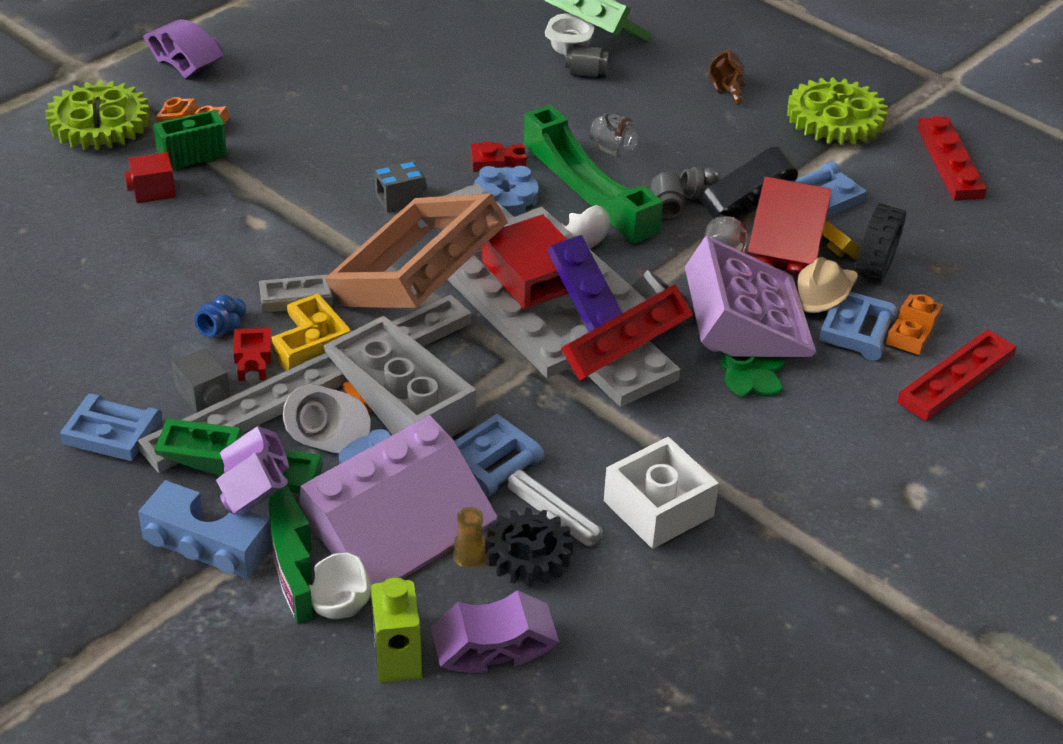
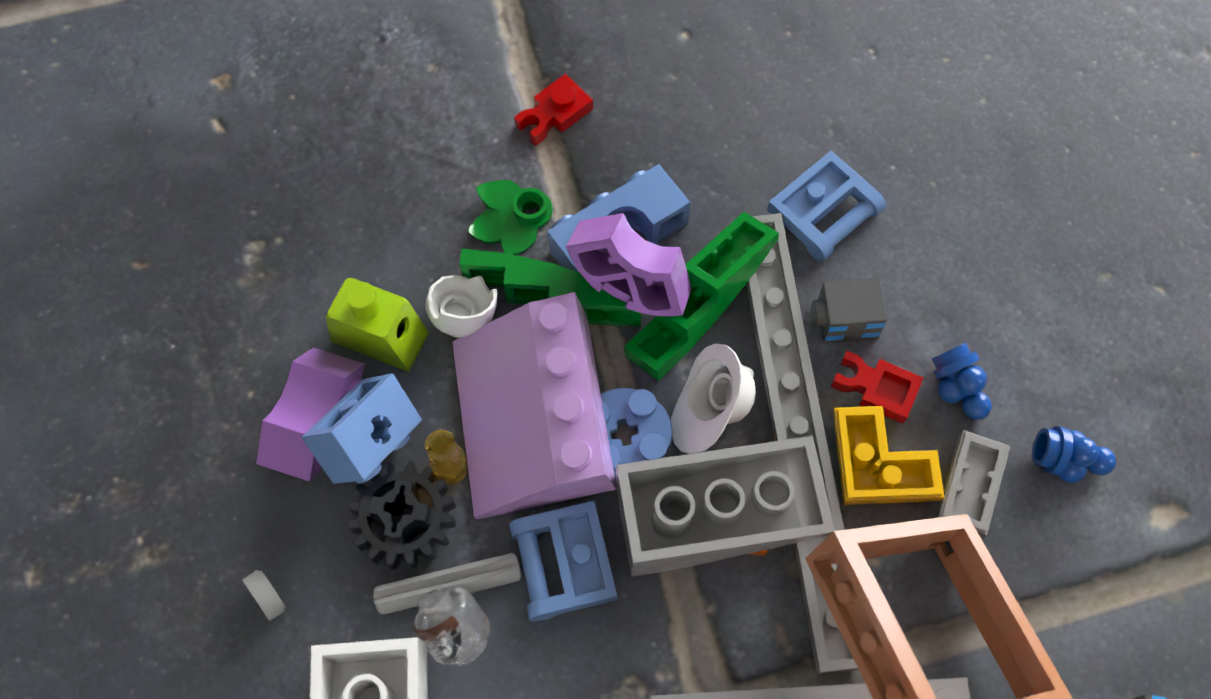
camera: 125 degrees right, 25 degrees up
(97, 628) = (557, 106): none -> red plate
(232, 608) = (505, 215): none -> green plate
(245, 259) = (1070, 454): none -> blue piece
(488, 575) = (362, 430): none -> medium blue brick
(569, 474) = (452, 626): none -> clear head
(643, 593) = (264, 594): none -> light grey tile

